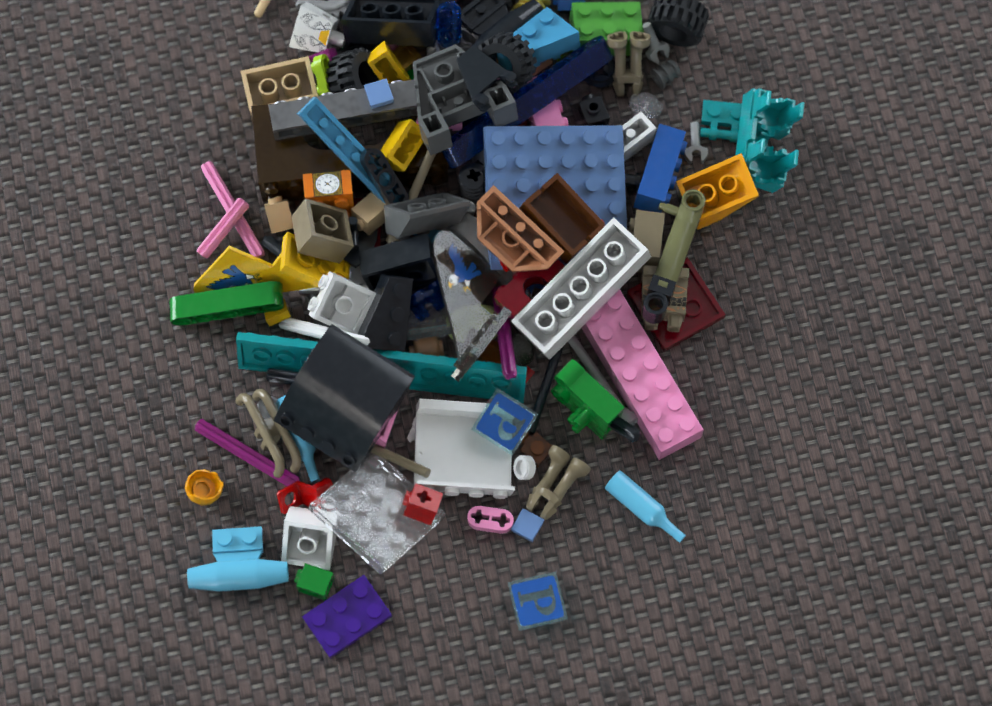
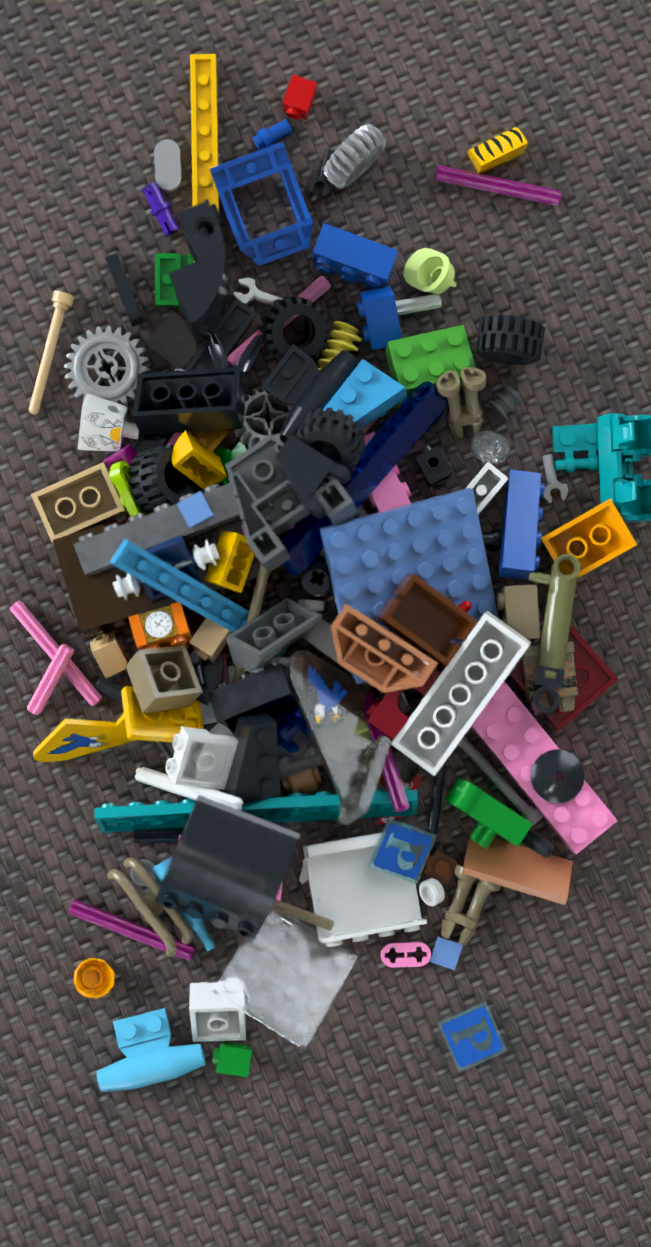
camera: 10 degrees left, 15 degrees up
(226, 303) = (73, 768): green beam -> none
(277, 316) = (130, 765): yellow tile -> none
(303, 493) = (208, 966): red bracket -> none
(347, 616) = (274, 1087): dark purple plate -> none
(356, 126) = (176, 554): none -> plate
(380, 160) = (209, 603): black beam -> none
(422, 503) = (339, 955): red brick -> none
(446, 23) = (254, 398): clear blue plate -> none
(606, 458) = (519, 869): none -> nougat tile
(641, 504) = (570, 915): medium azure piece -> none
(652, 390) = (543, 776): none -> black dish
(655, 45) = (490, 371): light grey bar -> none

